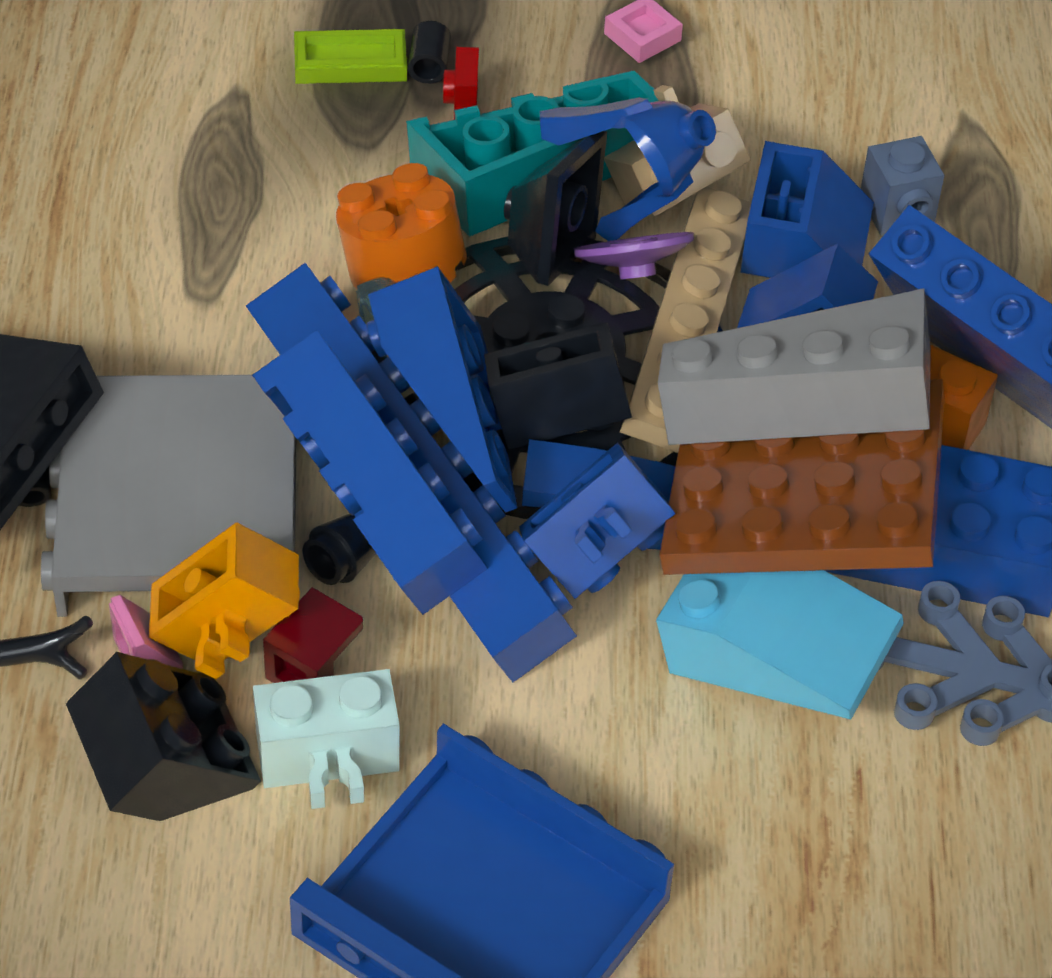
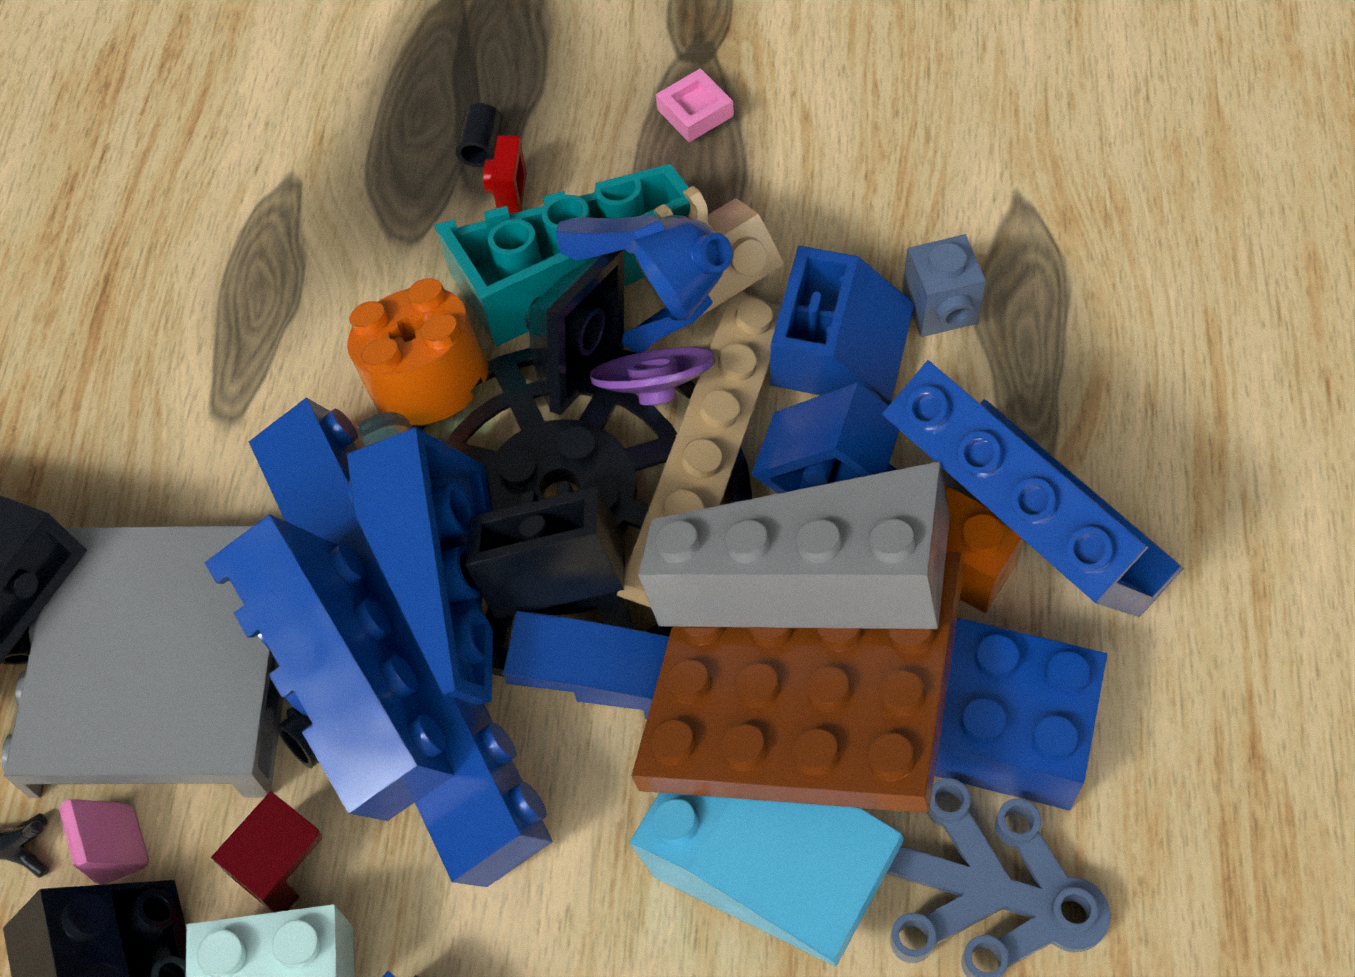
camera: 10 degrees right, 10 degrees up
(224, 598) = (172, 811): light orange brick -> none
(350, 56) = (402, 140): lime tile -> none
(597, 522) = (576, 717): blue brick -> none

